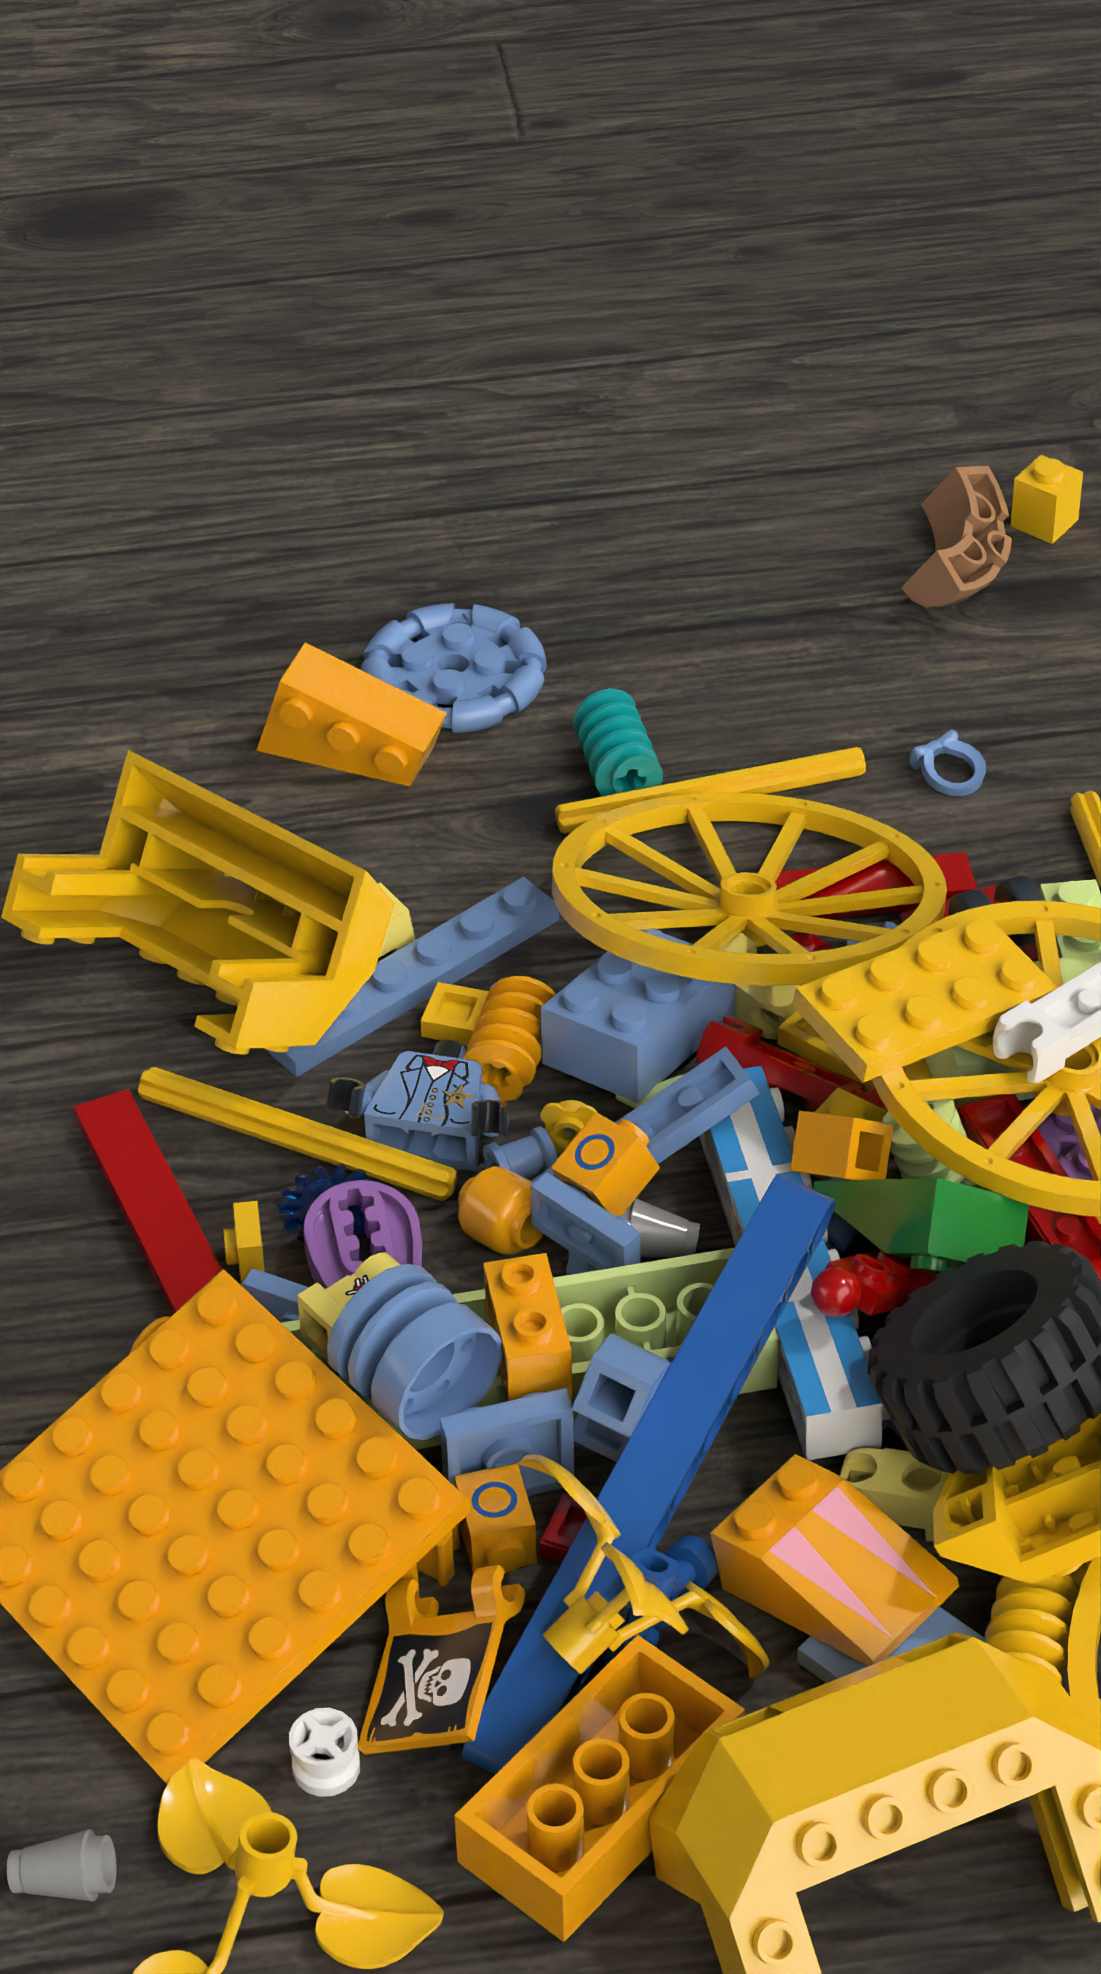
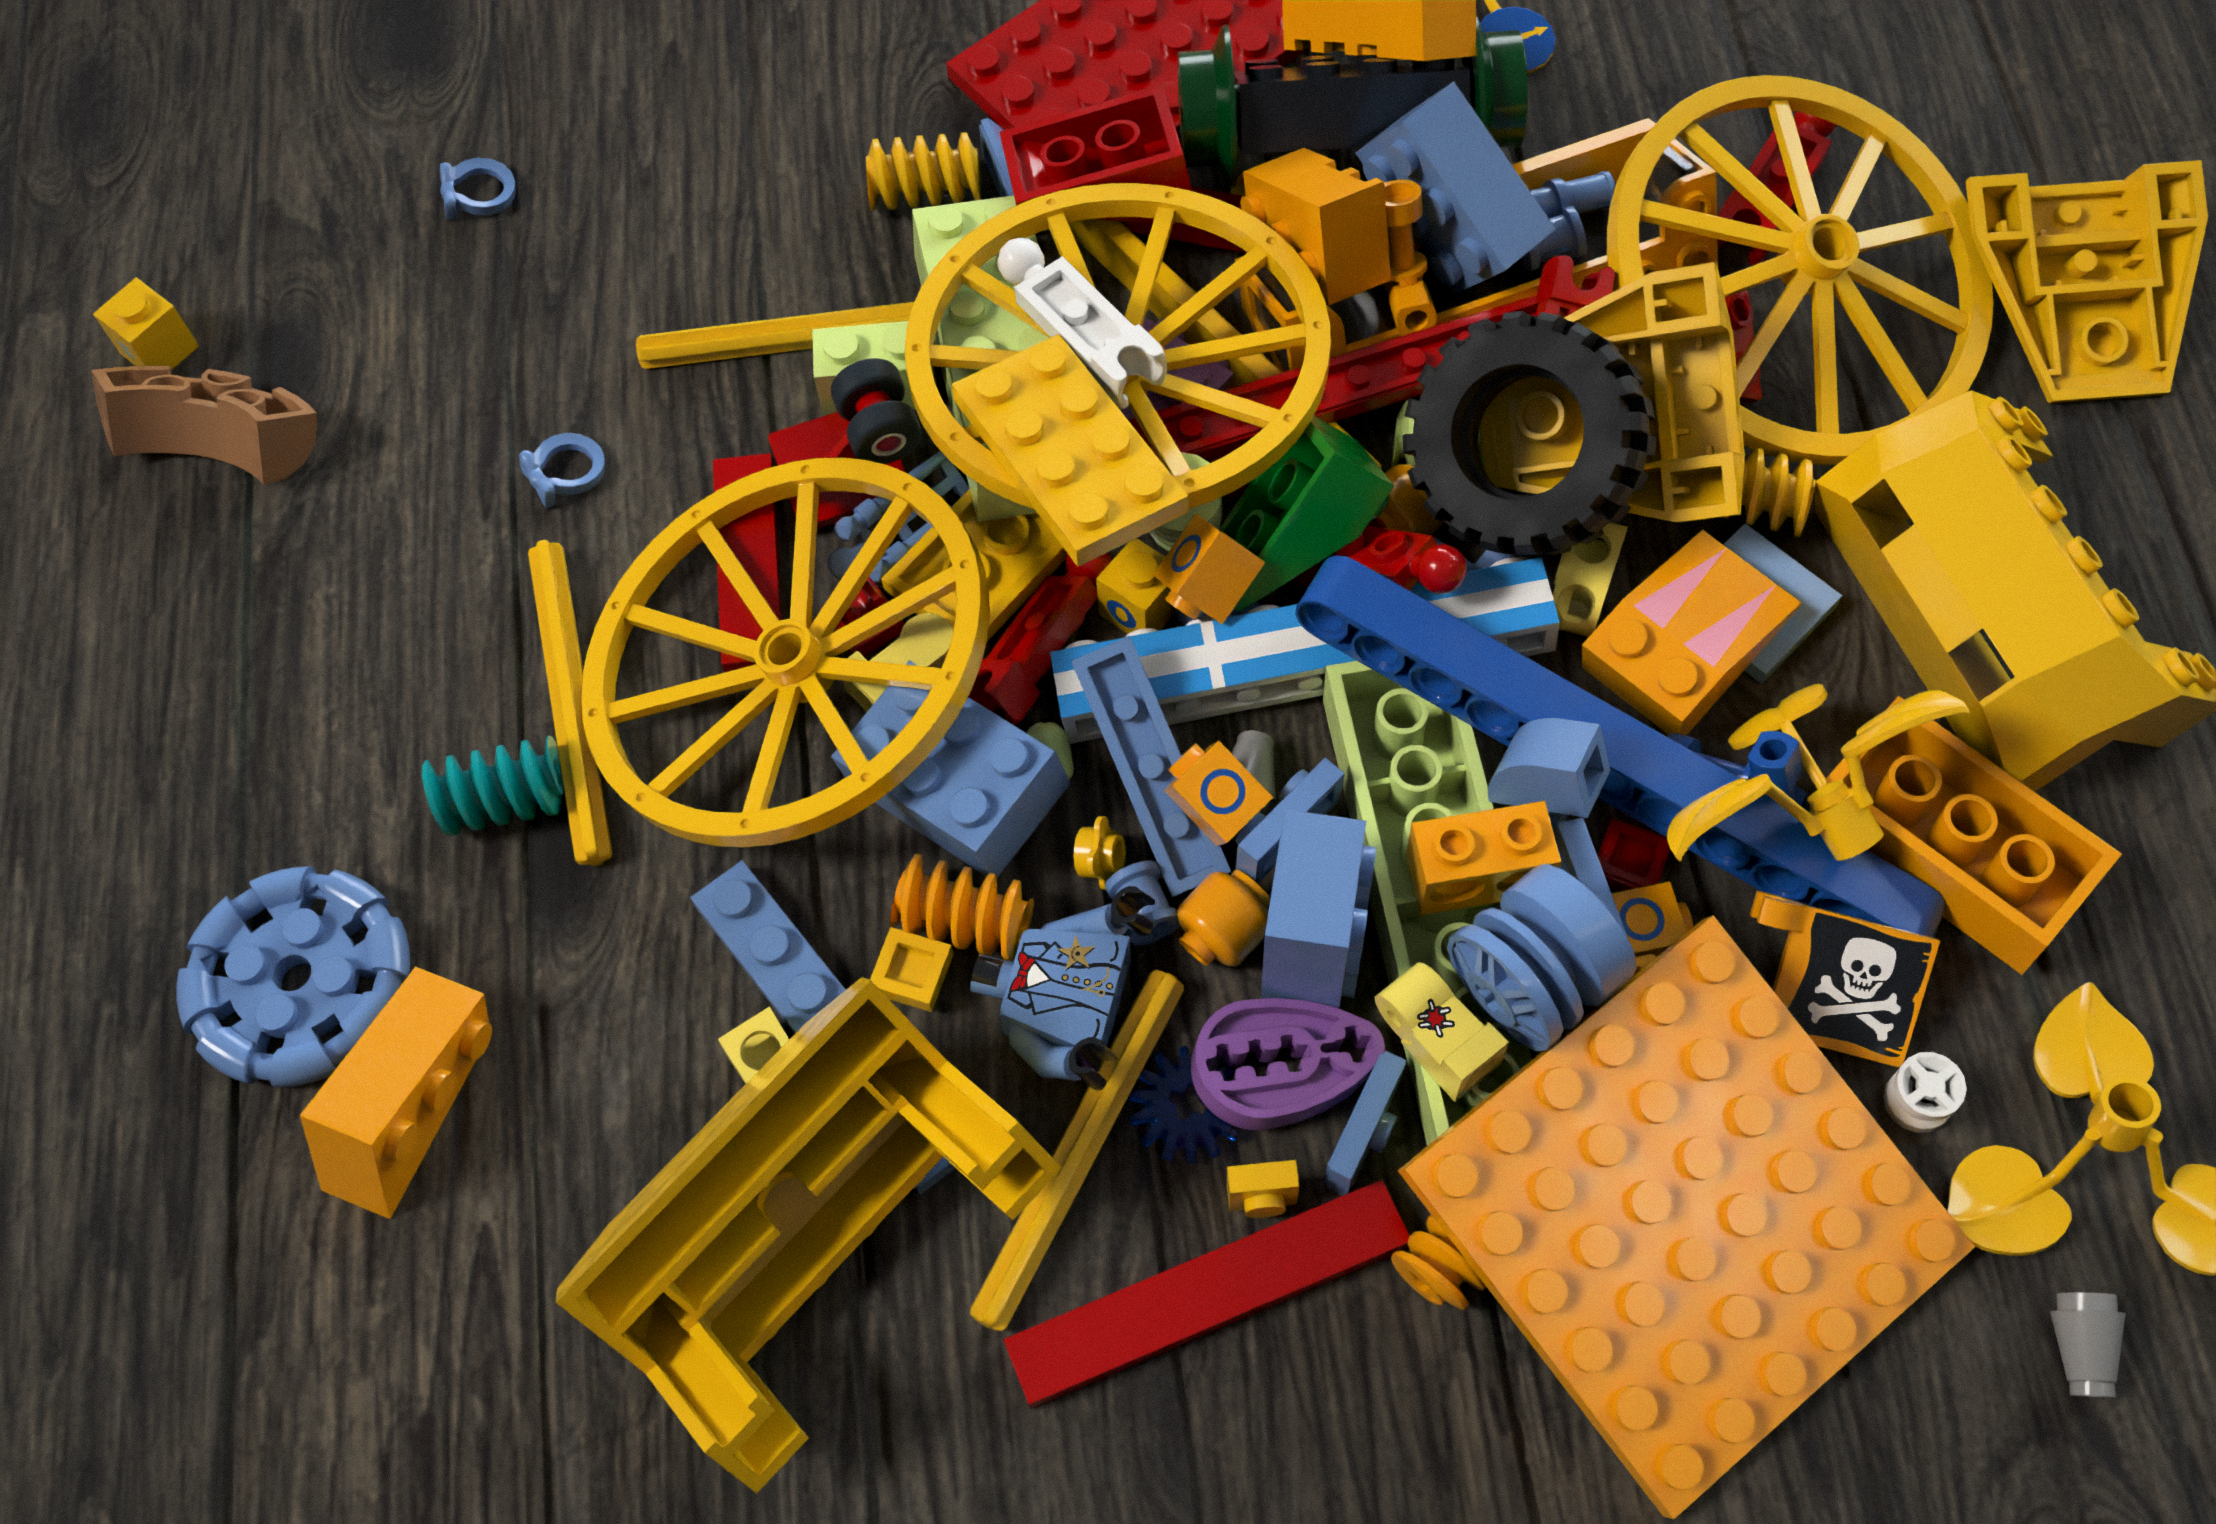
camera: 85 degrees left, 20 degrees up
(477, 1207) = (1317, 909): none -> medium blue brick

